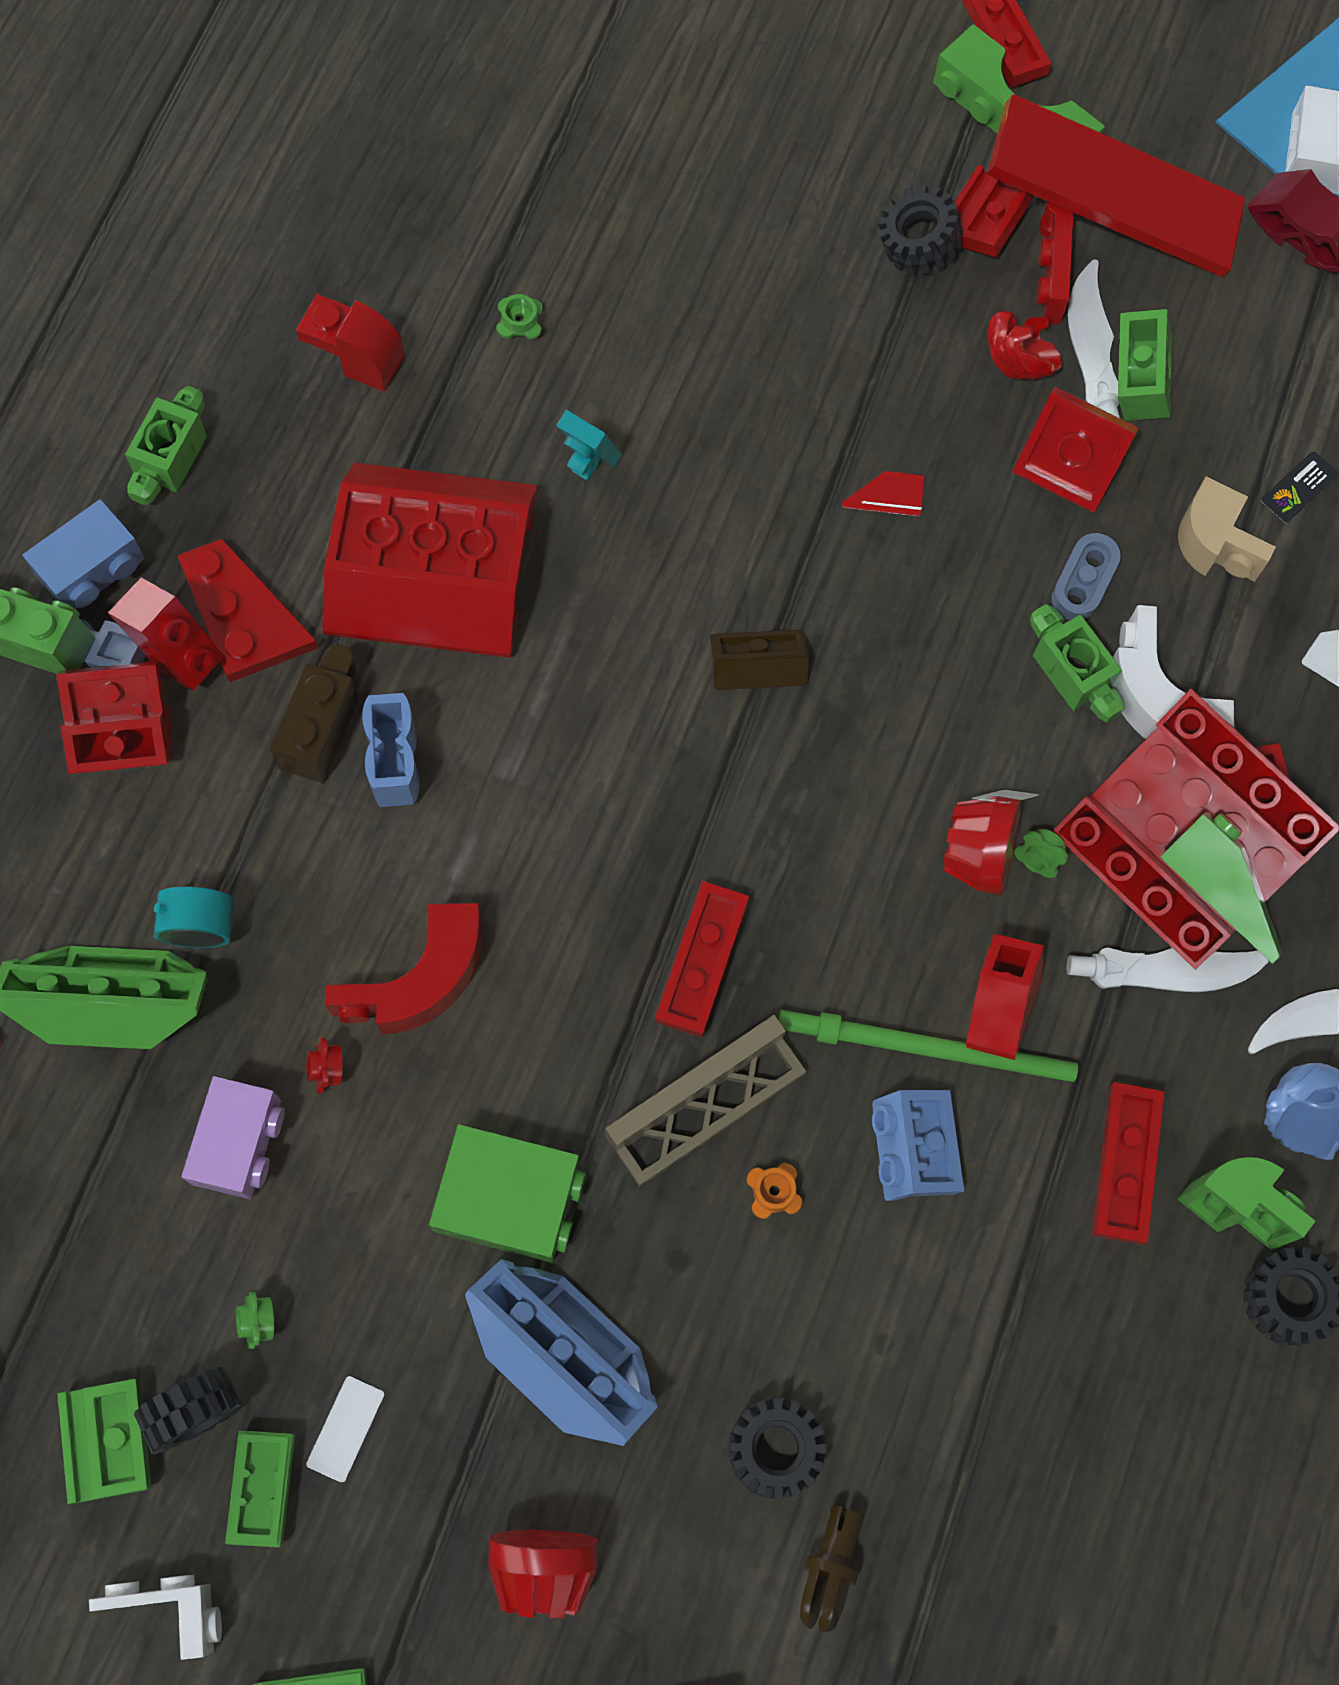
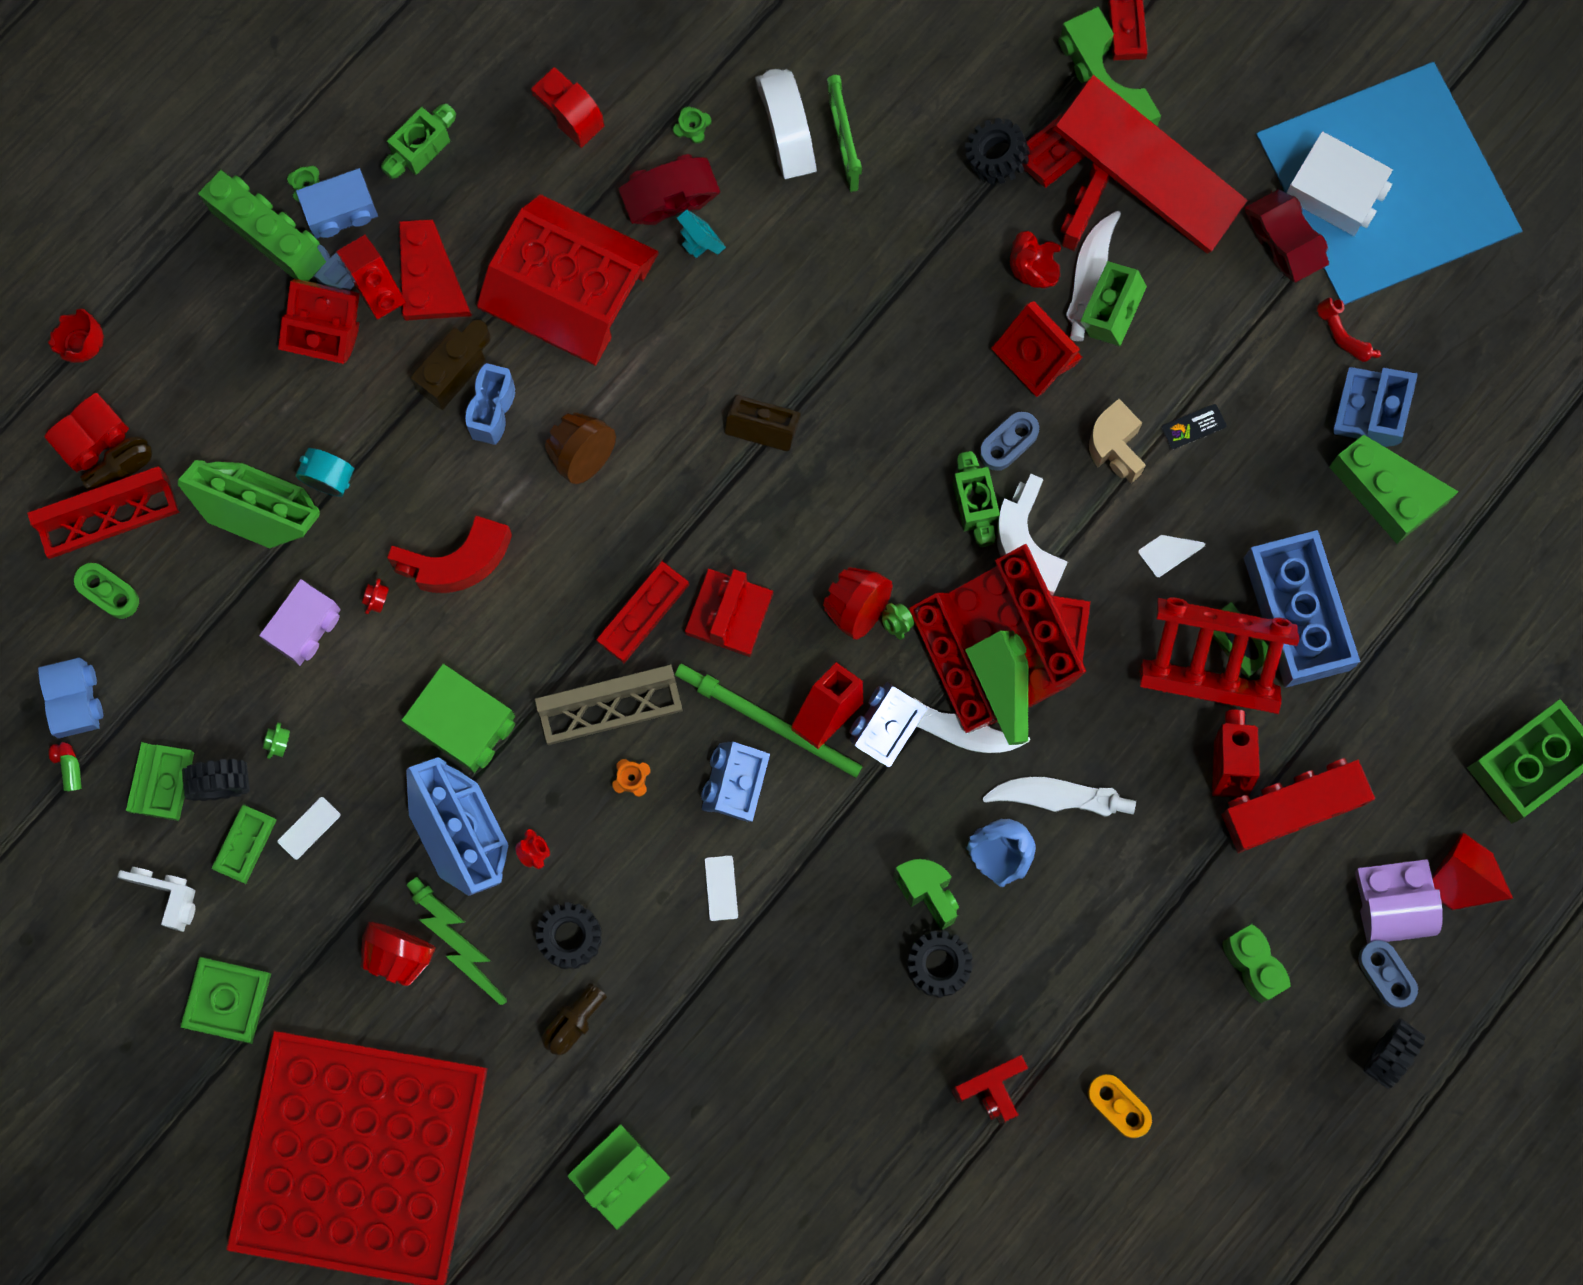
camera: 25 degrees right, 5 degrees up
(20, 540) = (302, 175): none -> bright green plate
(523, 403) = (669, 189): none -> dark red brick
(533, 765) = (580, 446): none -> reddish brown piece
(586, 1502) = (440, 926): none -> bright green piece
(647, 271) = (787, 122): none -> white arch
(678, 1343) = (532, 850): none -> red plate
(725, 258) = (851, 163): none -> bright green window
(816, 918) = (729, 611): none -> red bracket
(890, 493) = (901, 336): red sticker -> none
(955, 1300) = (721, 888): none -> white sticker
(1006, 793) = (890, 574): white sticker -> none
(1089, 993) = (886, 723): none -> bracket
(1128, 1164) = (867, 841): red plate -> none

